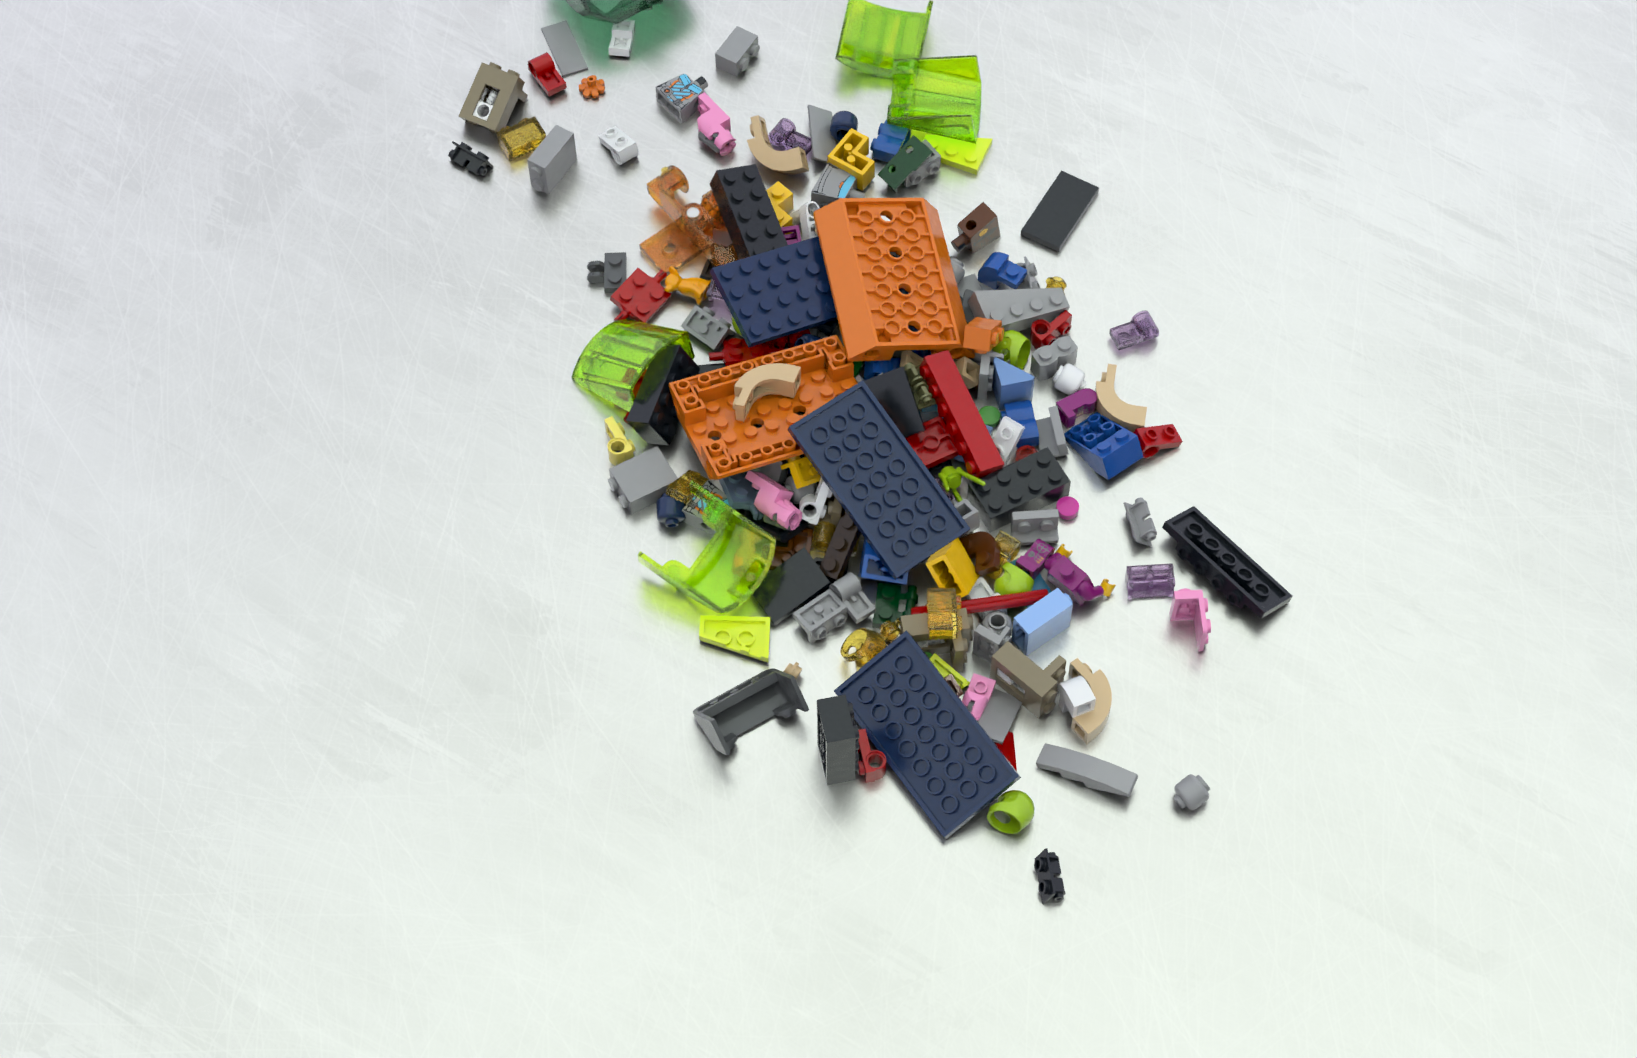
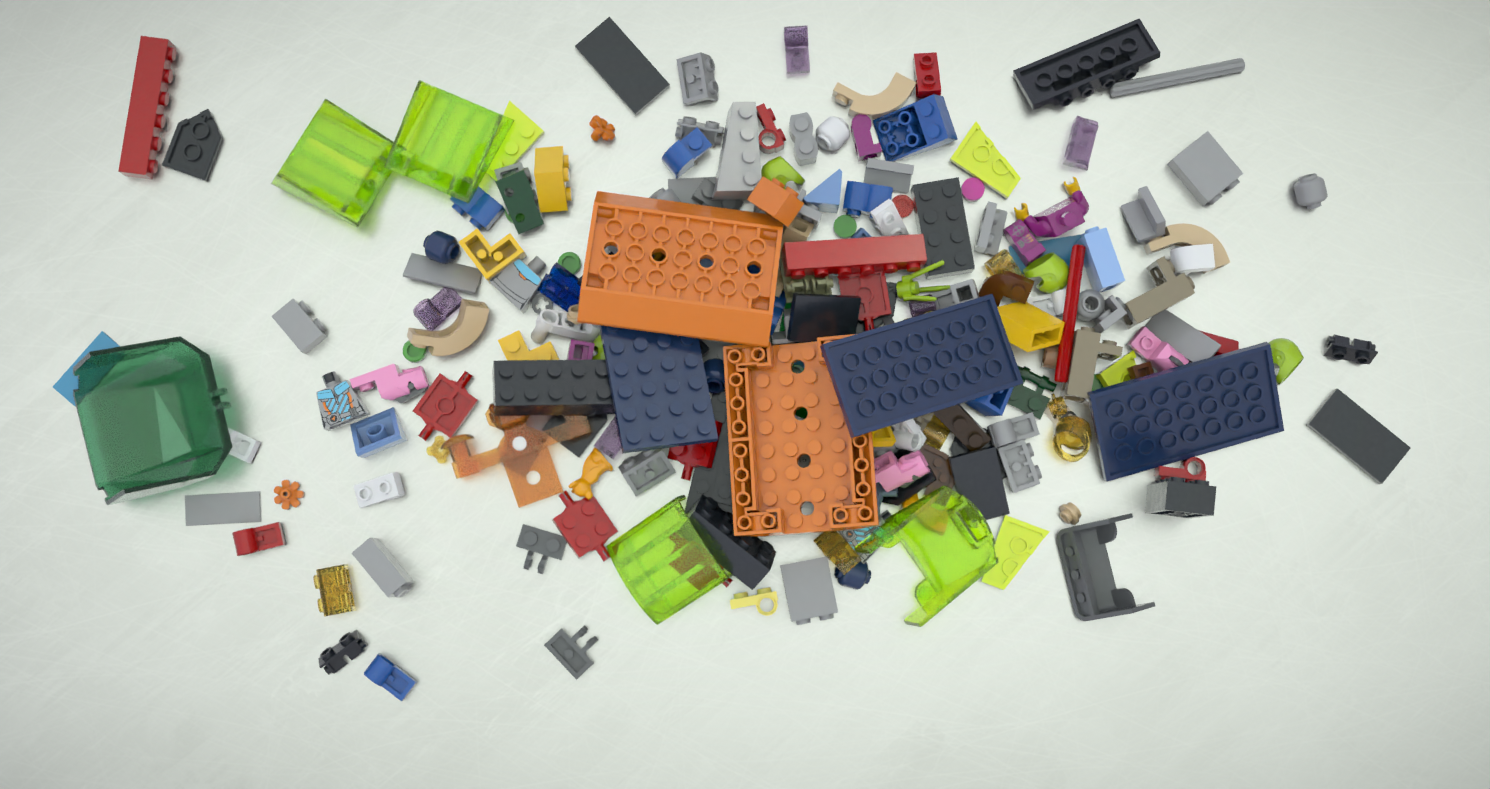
camera: 75 degrees left, 25 degrees up
(460, 196) = (390, 677): none -> blue plate
(481, 97) = (263, 595): dark tan brick -> none
(524, 317) = (569, 653): none -> dark grey hinge
(664, 130) = (377, 433): none -> medium blue slope
(703, 164) = (445, 405): none -> red plate
(743, 135) = (414, 353): none -> bright green tile
(762, 381) = (762, 433): tan arch -> none
(936, 178) = (551, 175): none -> yellow brick
(942, 613) = (1085, 353): clear yellow brick -> none
(965, 911) = (1358, 436): none -> black tile
(977, 229) = (621, 150): reddish brown torso -> none
(997, 206) = (601, 129): none -> orange plant
(1056, 282) = (717, 105): clear yellow plate -> none
(1074, 266) = (697, 78): none -> light grey bracket
(1088, 769) = (1259, 276): light grey slope -> none
(1097, 508) = (983, 161): none -> neon yellow wing
(1102, 651) = (1144, 216): none -> light grey panel
(1142, 530) = (1004, 127): light grey hinge -> none
(1172, 693) = (1205, 169): none -> light grey brick
(1191, 605) = (1139, 112): bright pink bracket -> none
(1252, 647) = (1177, 77): none -> light grey axle

